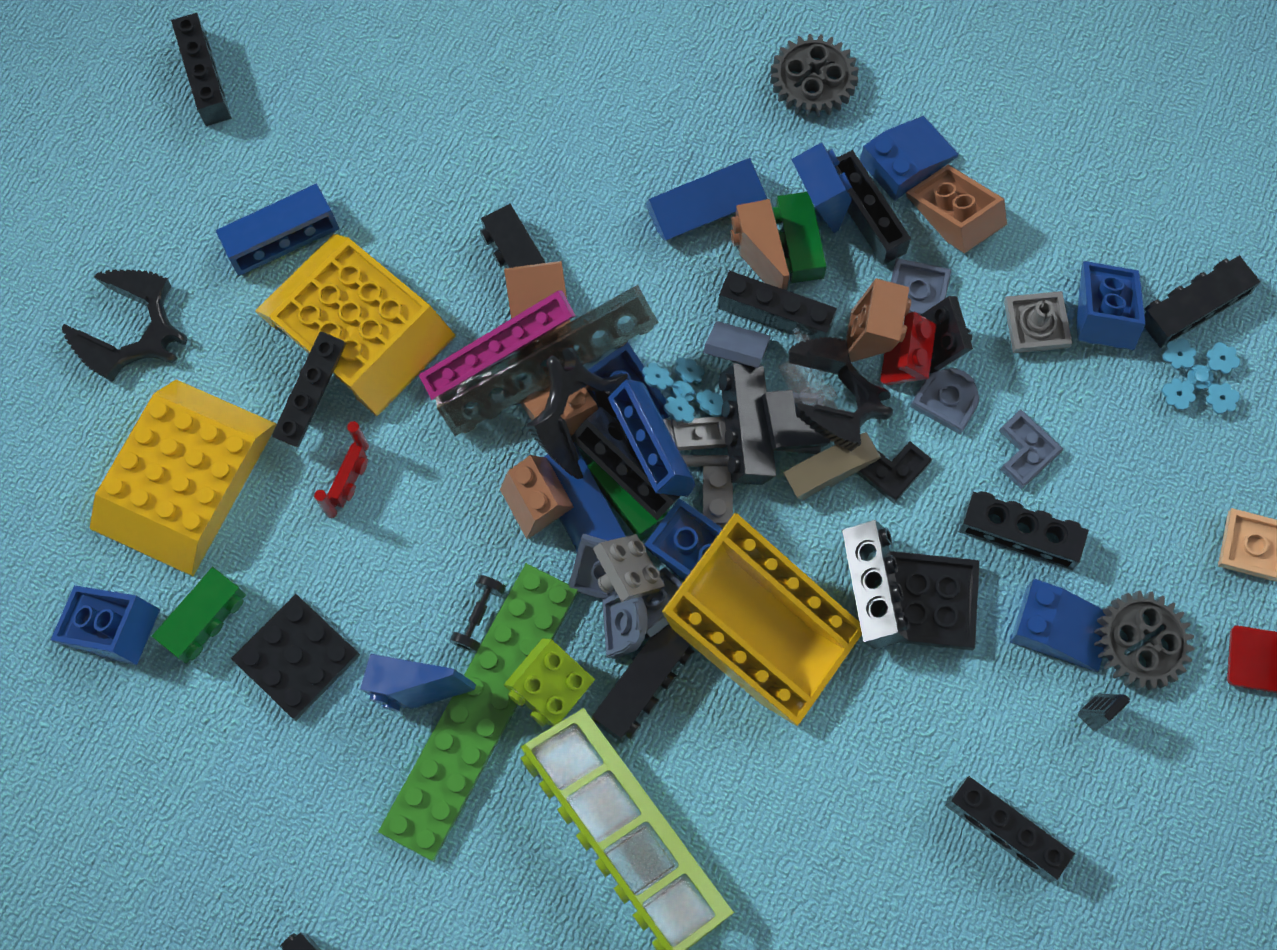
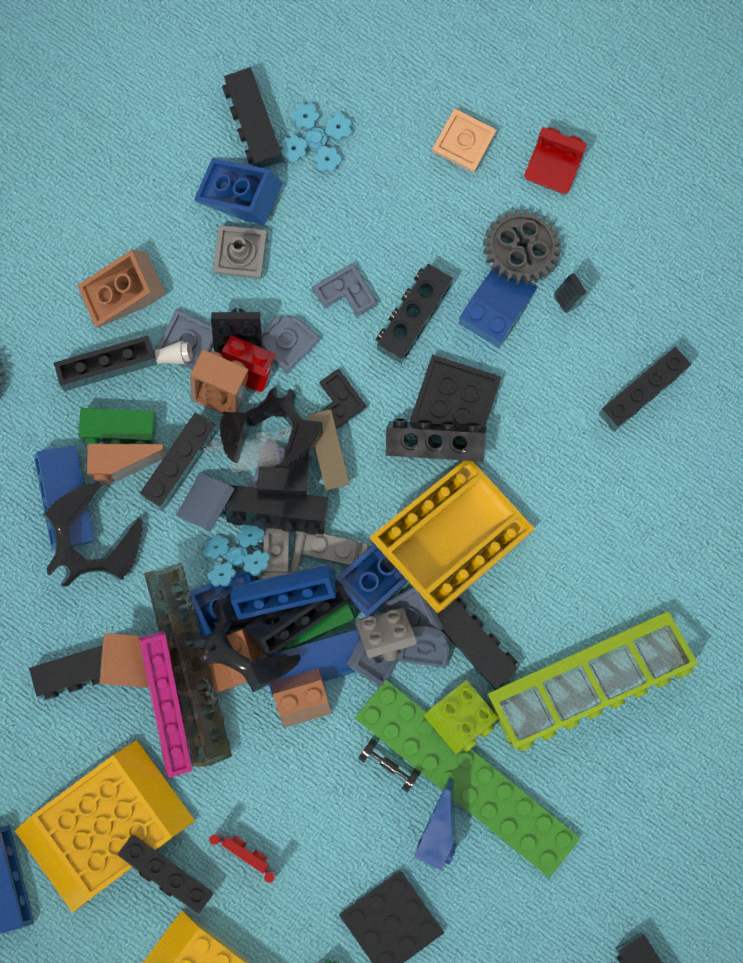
camera: 80 degrees left, 10 degrees up
(682, 193) = (116, 560): none -> black piece
(824, 184) = (85, 395): blue slope -> none
(898, 272) = (175, 354): none -> white cone
(906, 156) = (62, 316): blue slope -> none

